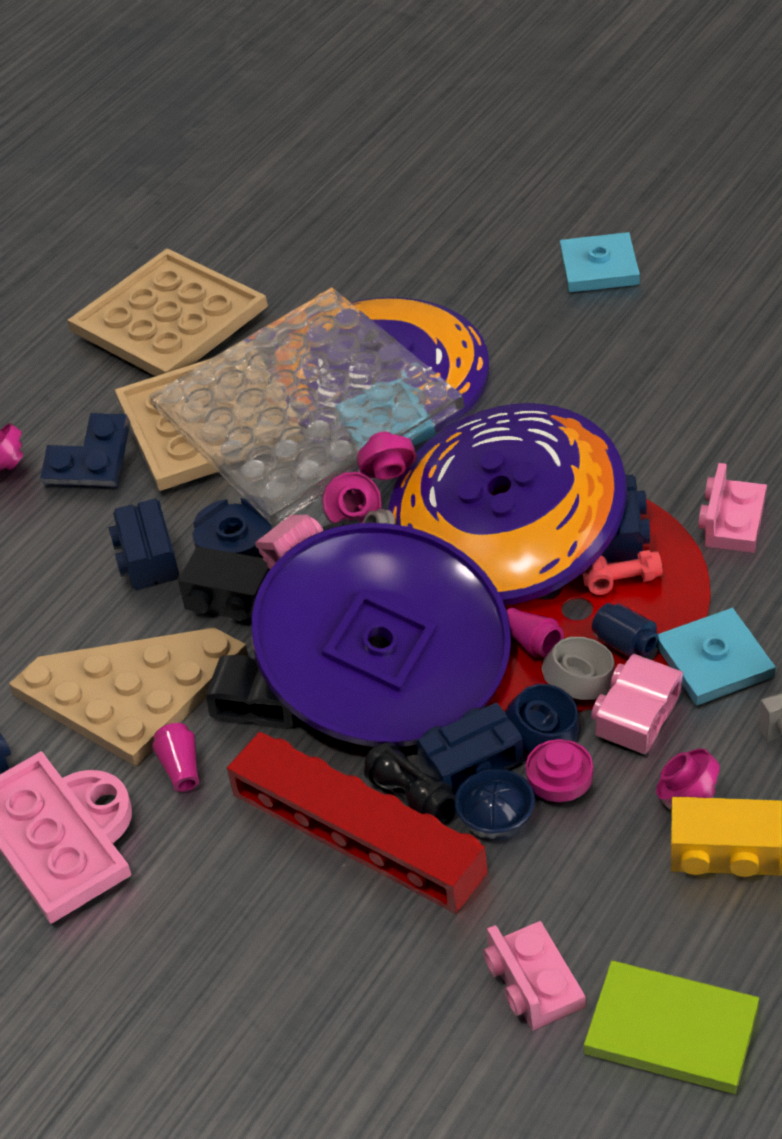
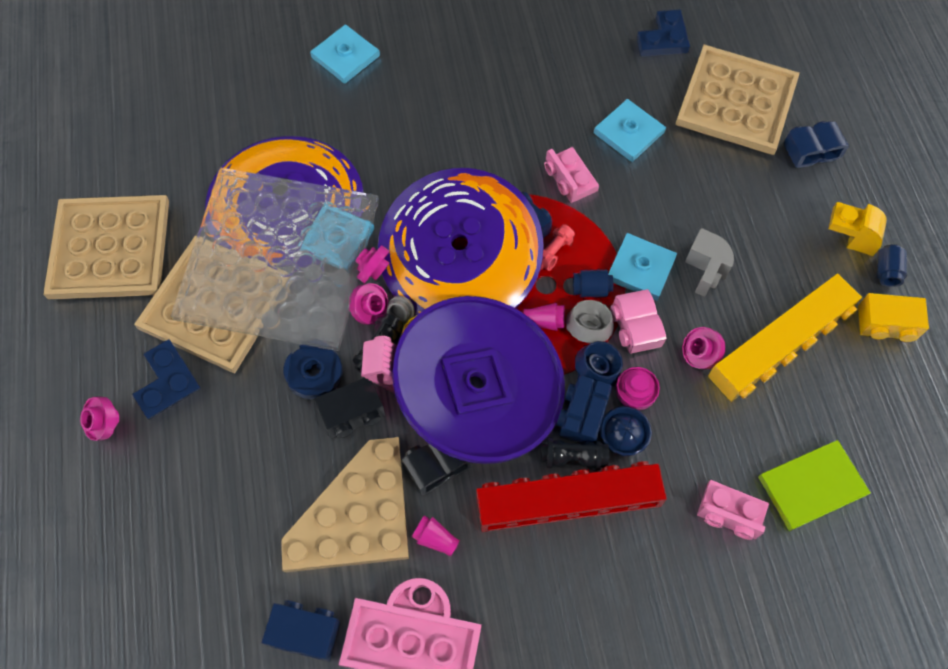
camera: 50 degrees left, 20 degrees up
(144, 543) = (269, 416): dark blue brick -> none

